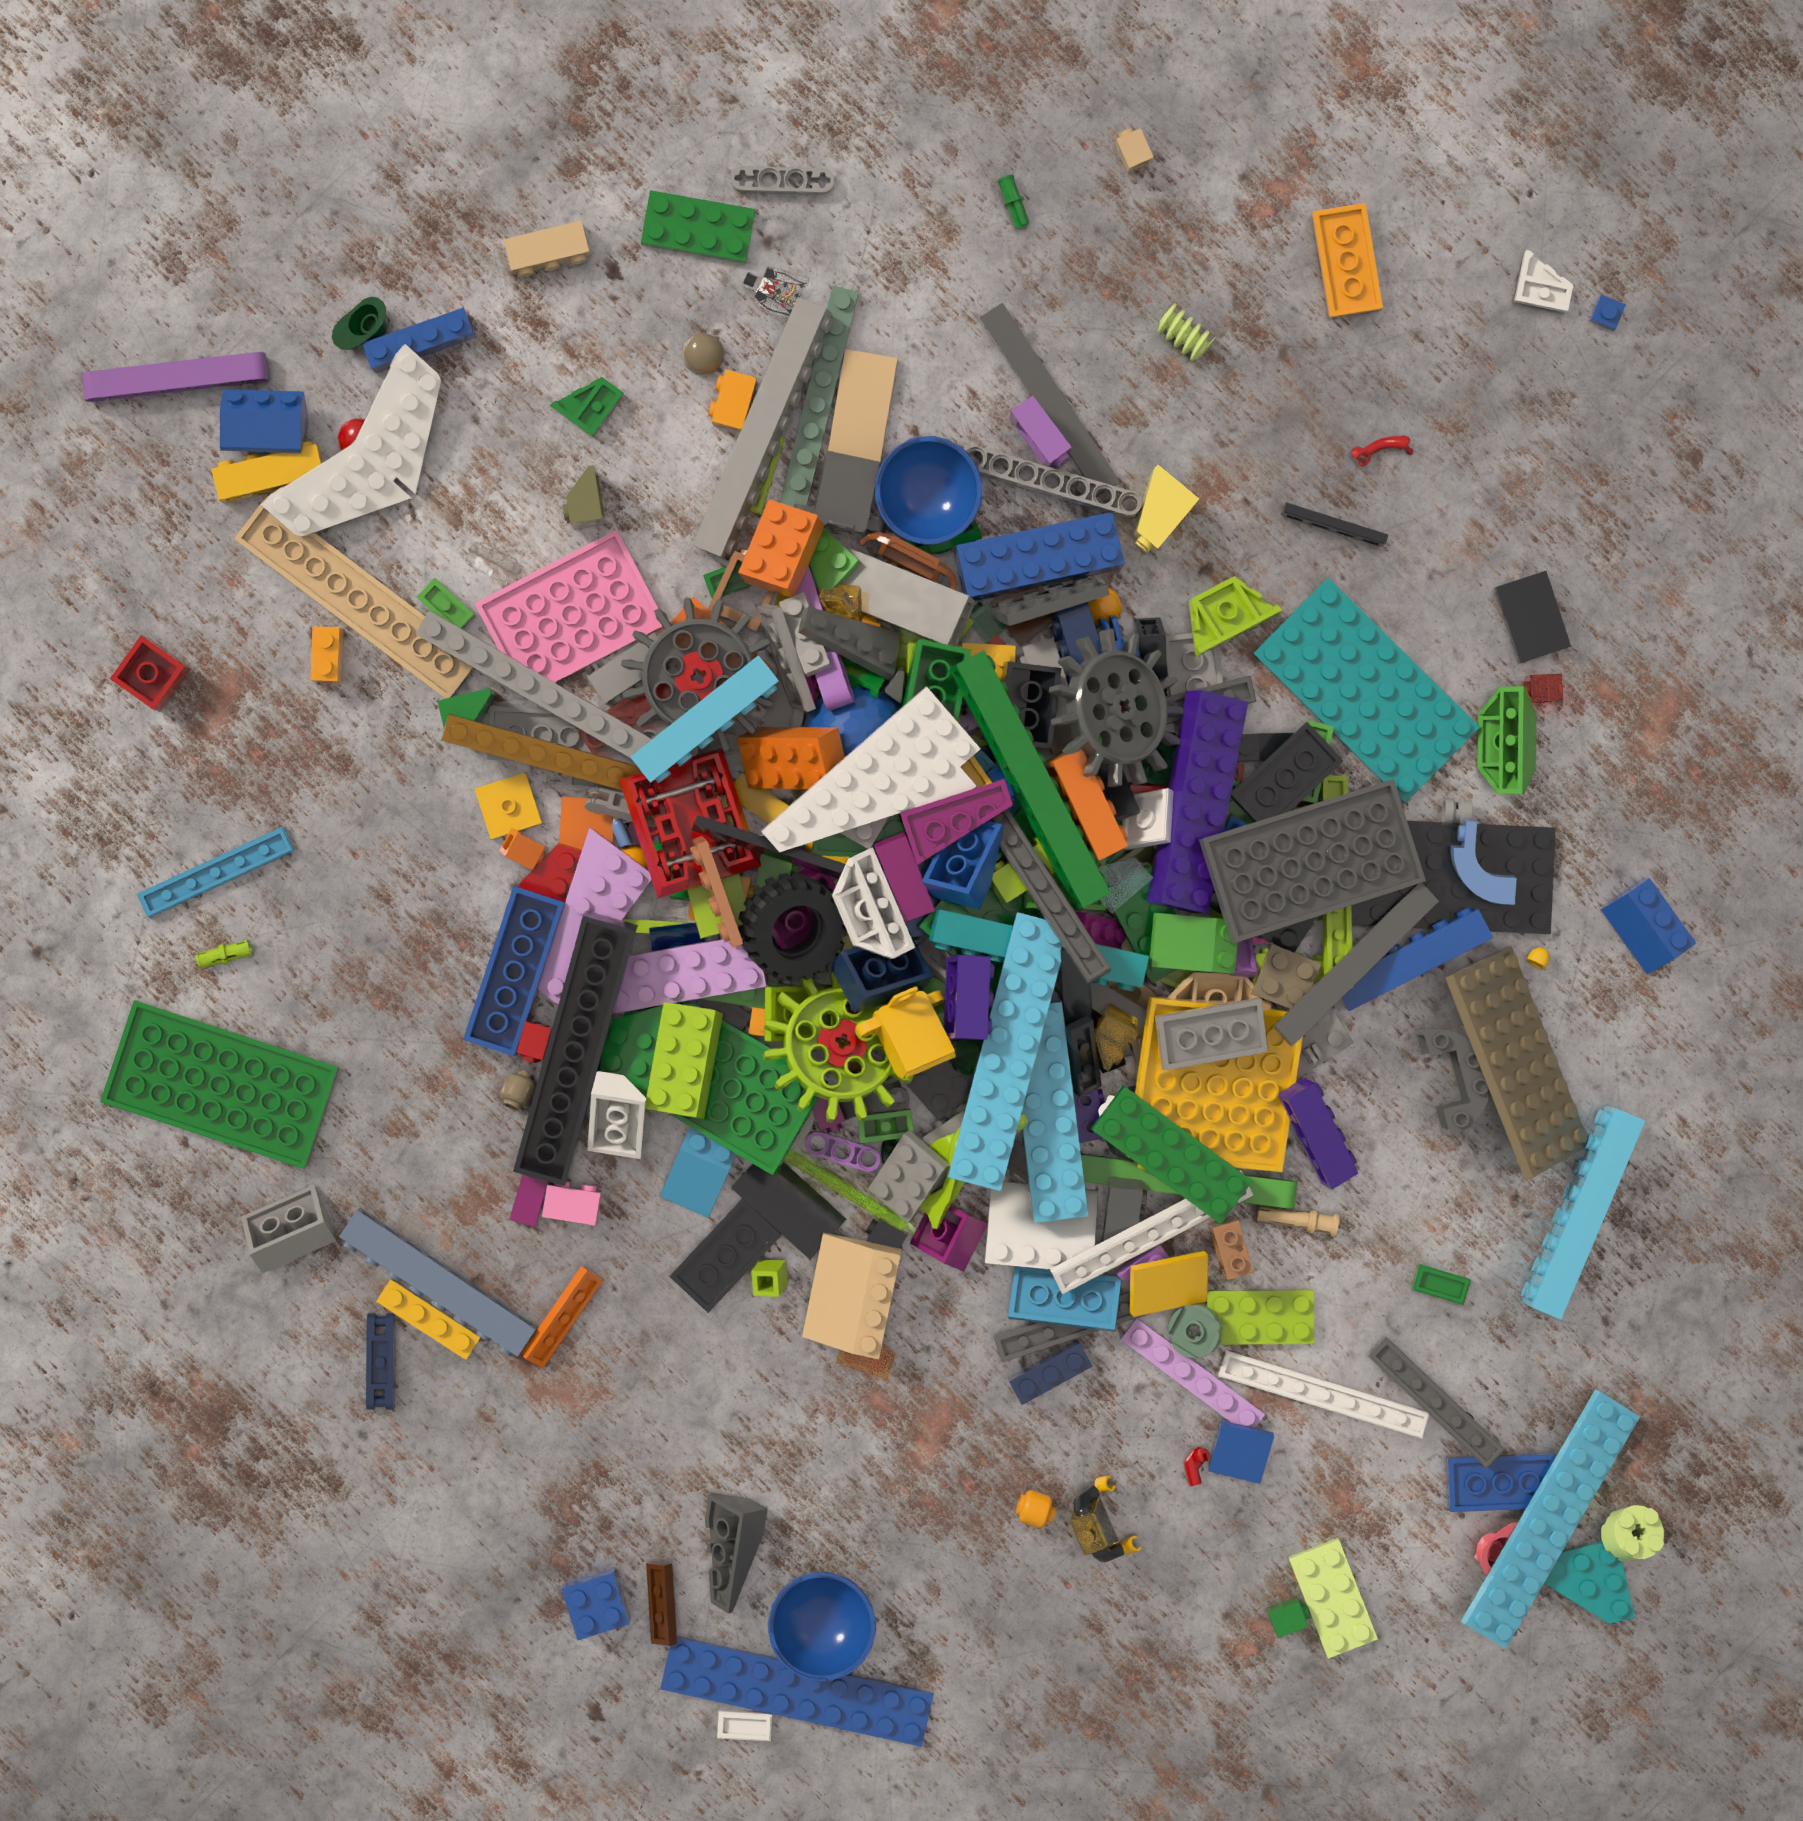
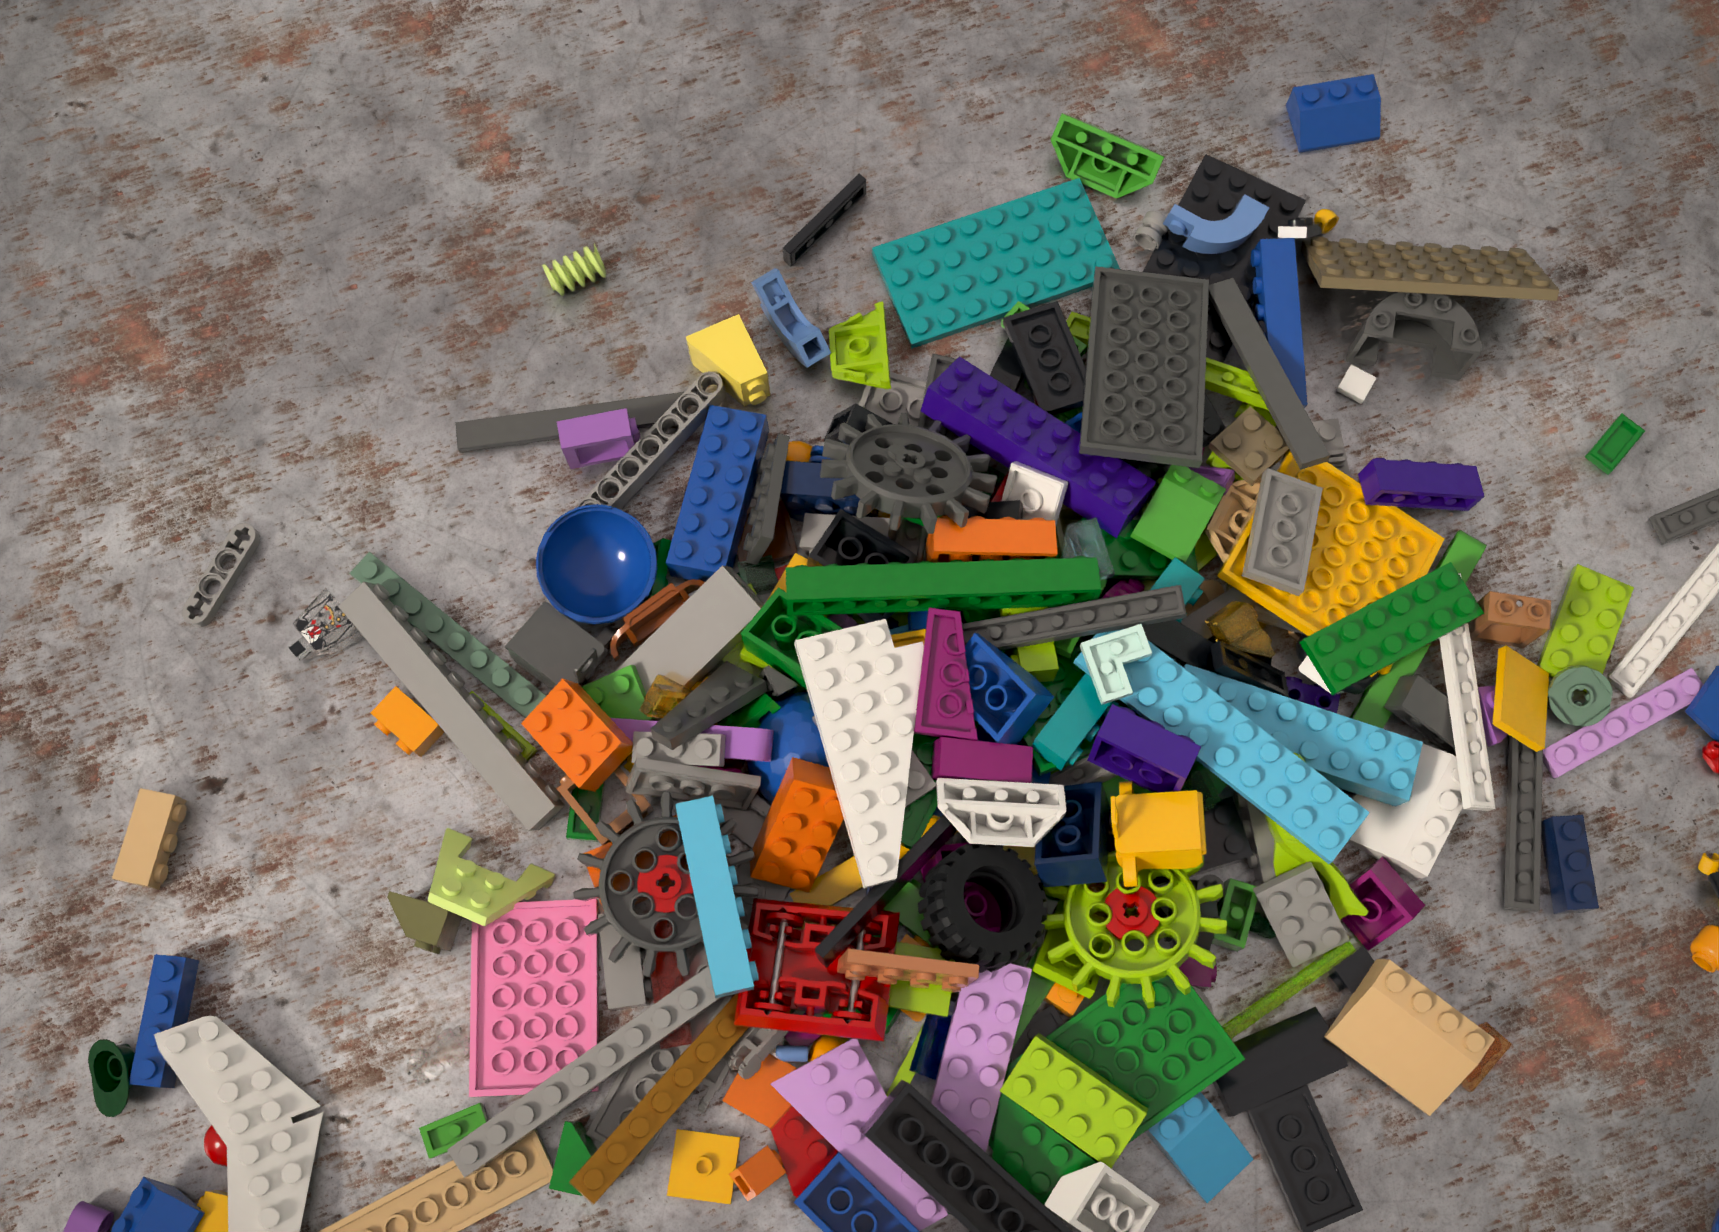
camera: 65 degrees left, 15 degrees down
(589, 405) = (331, 872): green wing -> none
(626, 528) = (476, 891): none -> yellowish green wing
(698, 226) = (217, 678): green plate -> none
(702, 353) = (344, 732): dark tan hair -> none
(769, 1278) = (1351, 1120): lime brick -> none
(833, 1141) = (1254, 967): medium lavender beam -> none
(862, 404) = (478, 597): tan tile -> none
(1013, 201) = (366, 369): green axle -> none
(1029, 936) = (1106, 660): none -> light aqua plate
(1039, 1299) = (1487, 837): dark azure plate -> none
(1133, 149) = (380, 241): tan brick -> none
(1223, 541) = (787, 320): none -> medium blue arch
(1310, 1221) = (1503, 536): tan pin -> none
(1347, 260) = (586, 106): light orange plate -> none
(1384, 443) = (772, 166): red piece -> none
(1394, 1045) = (1356, 384): none -> white tile
(1511, 940) = (1300, 228): none -> black plate
(1532, 617) = (997, 93): black tile -> none
(1544, 687) = (1071, 102): clear red brick -> none
(1582, 1211) = (1598, 279): medium azure brick -> none

